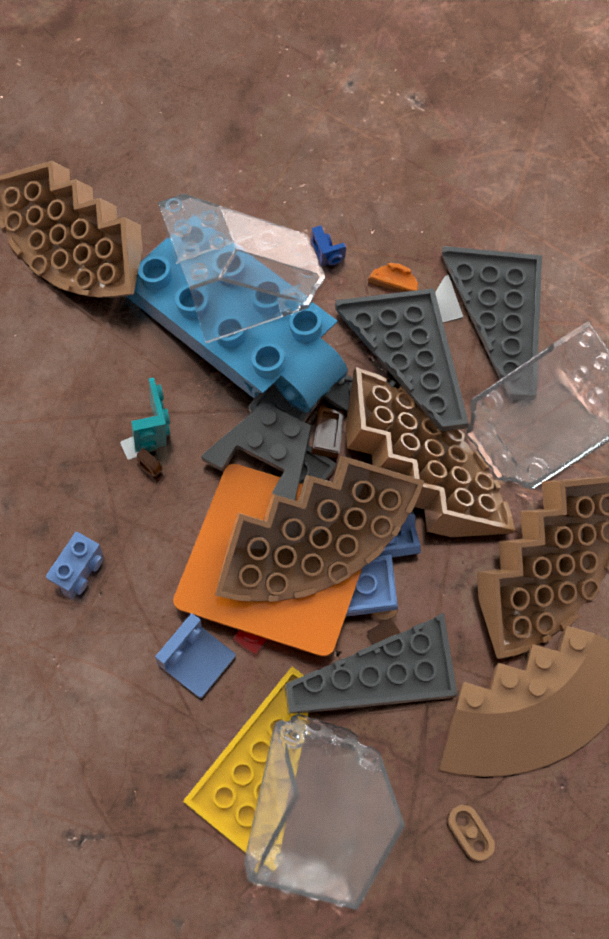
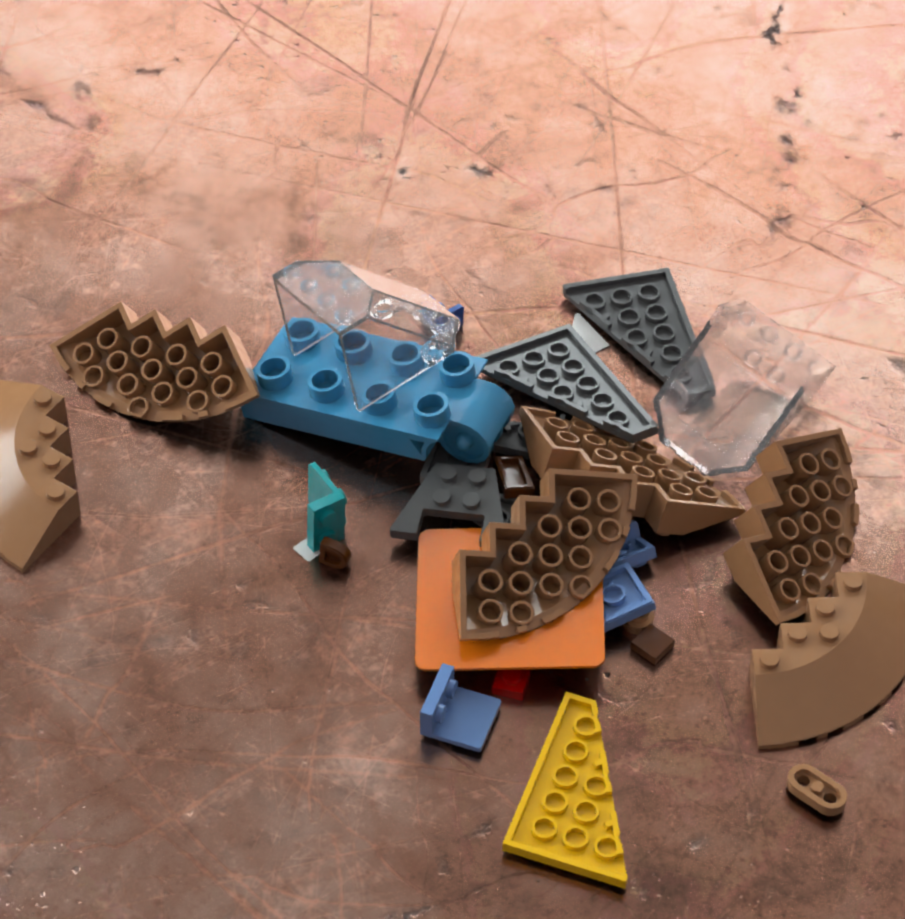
camera: 15 degrees left, 20 degrees down
(75, 565) = (296, 660): medium blue bracket -> none
(322, 814) = (661, 805): clear windscreen -> none
(393, 671) = (668, 668): dark grey wing -> none
(394, 277) = (521, 327): orange tile -> none

